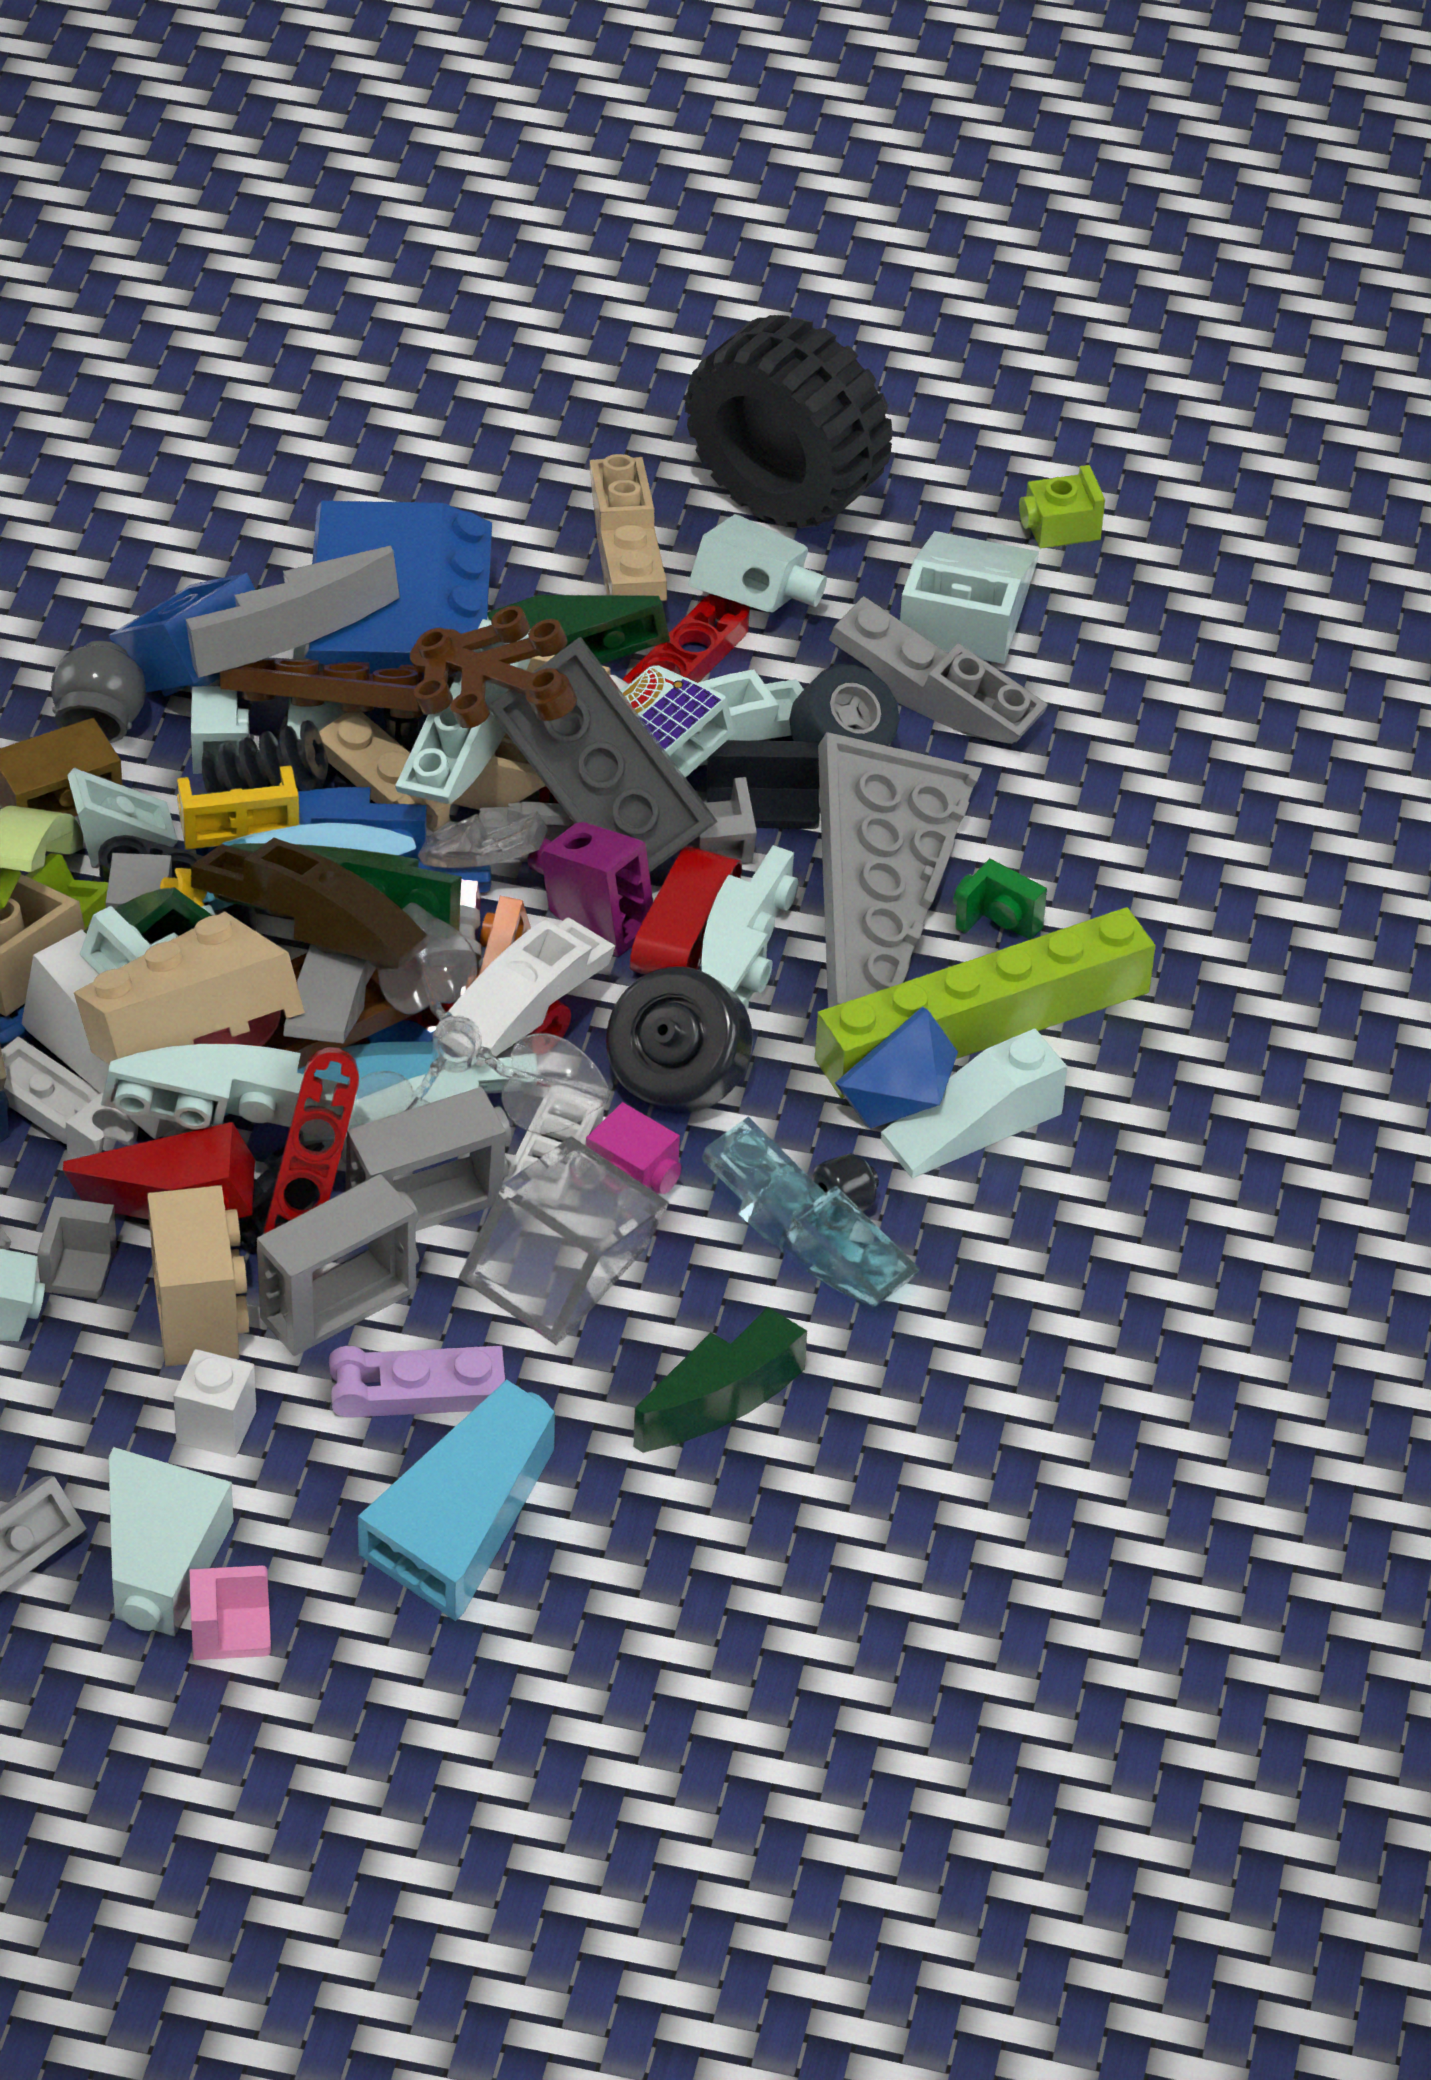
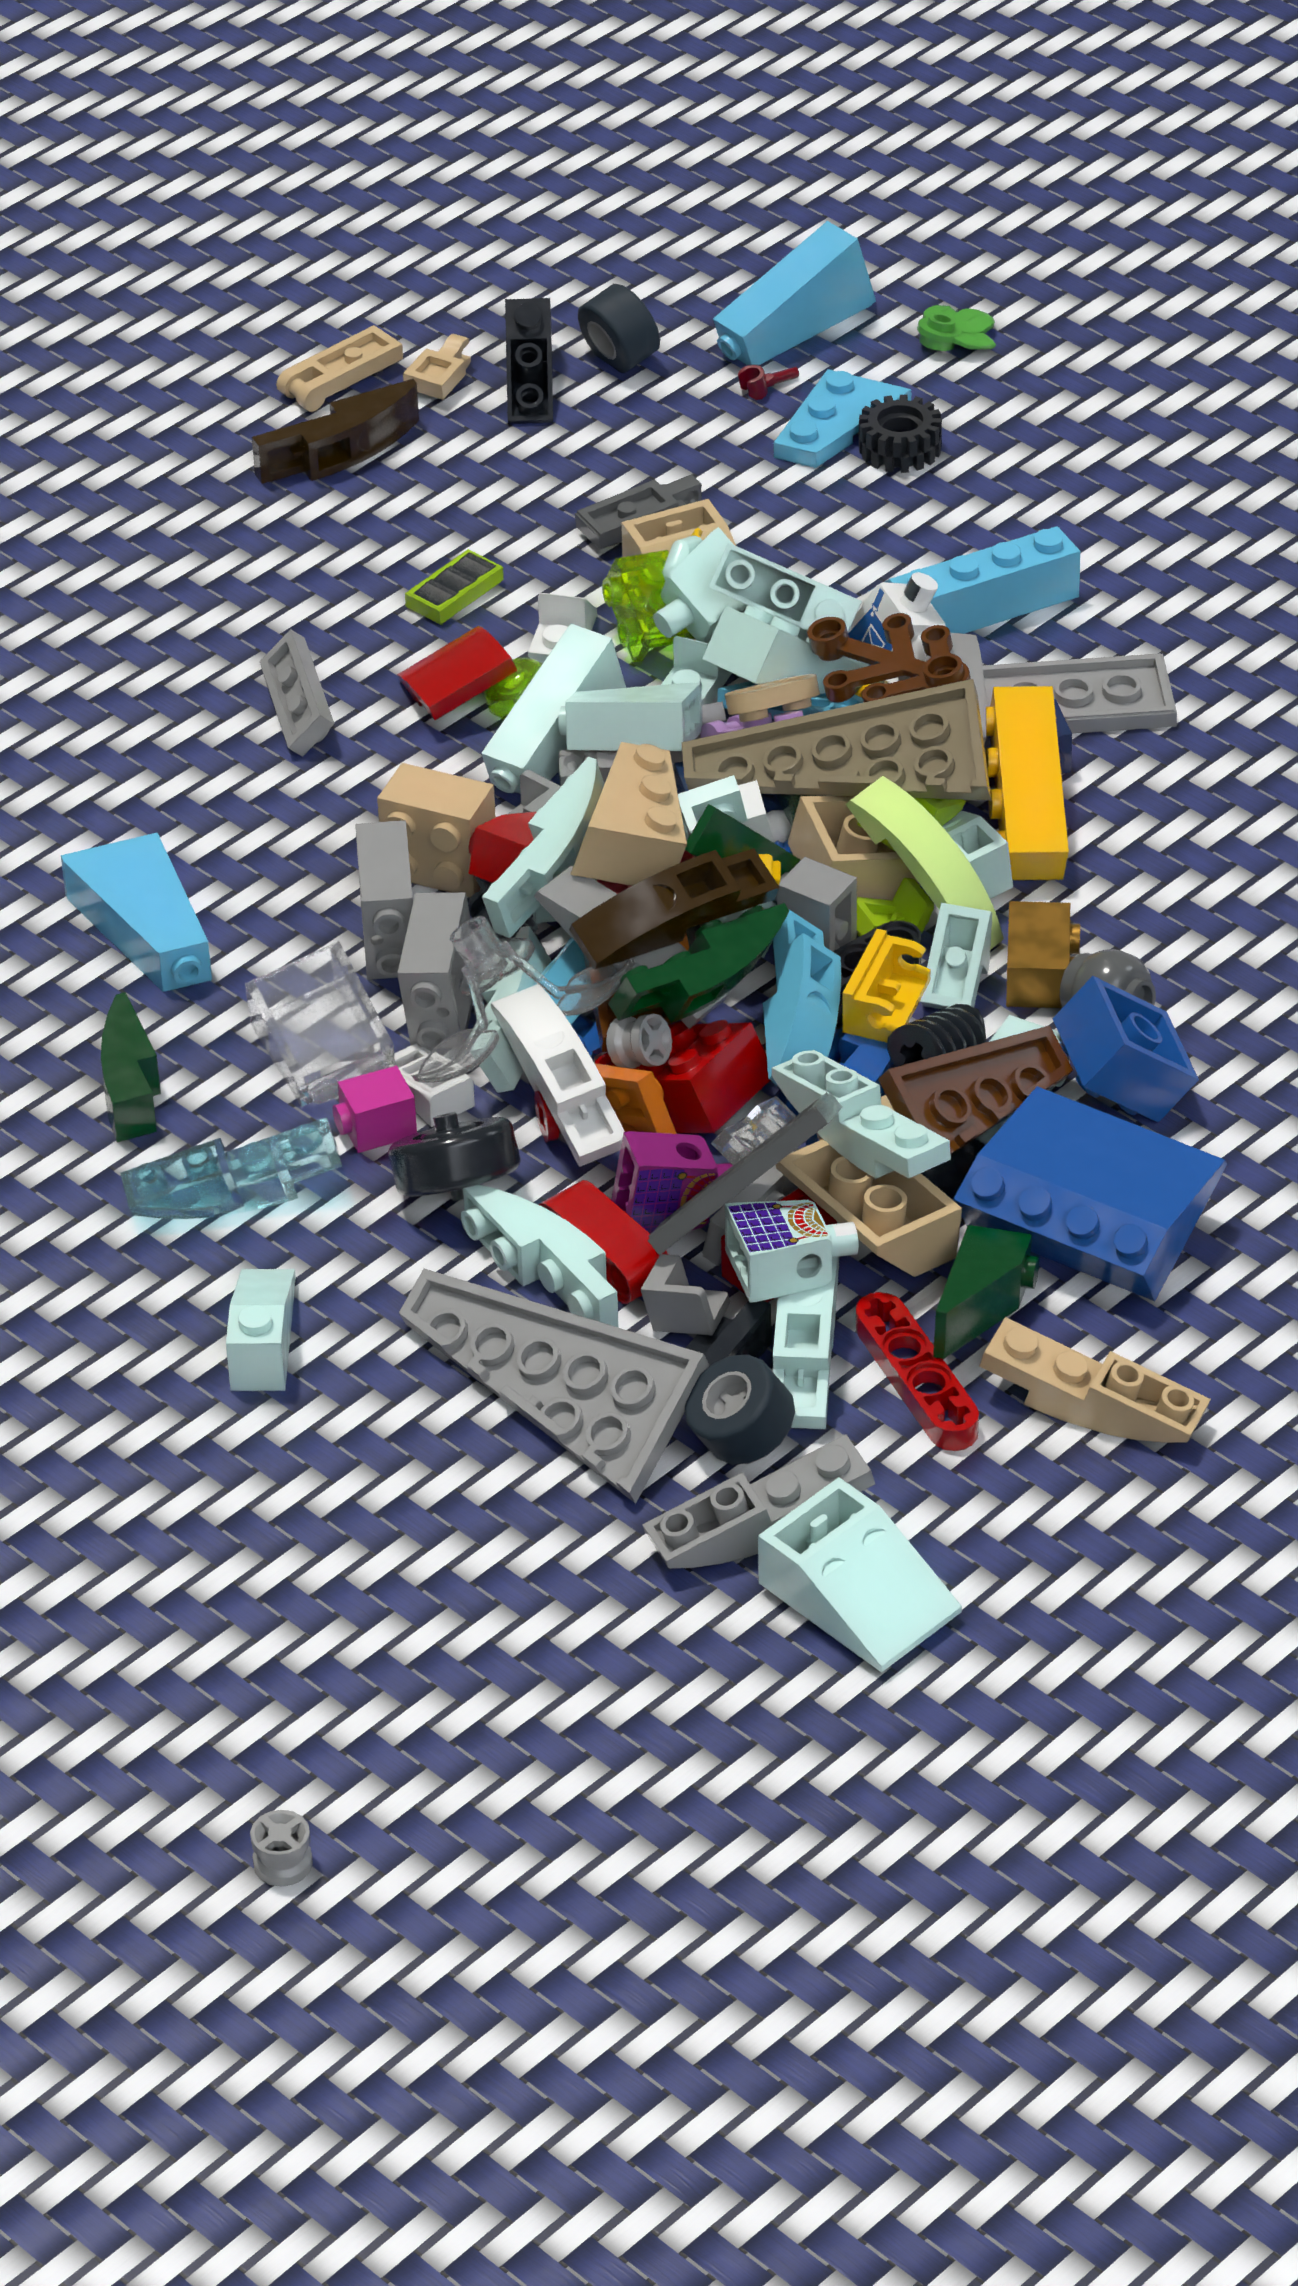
camera: 125 degrees right, 5 degrees down
(160, 1529) = (244, 765): light aqua slope -> none
(215, 1403) = (327, 821): white brick -> none
(230, 1612) = (159, 777): bright pink panel -> none
(291, 614) = (1062, 1064): light grey slope -> none
(304, 1163) = (481, 873): red beam -> none
(413, 1380) = (276, 936): lavender plate -> none
(446, 651) = (855, 1095): reddish brown plant -> none
(754, 566) = (979, 1434): light aqua torso -> none
(788, 421) = (1102, 1470): black tyre -> none
(851, 1176) = (248, 1209): black piece -> none
(901, 1073) = (313, 1270): blue slope -> none
(999, 992) = (358, 1367): lime brick -> none
(1001, 896) = (464, 1433): green bracket -> none
(1064, 509) = (926, 1693): lime brick -> none

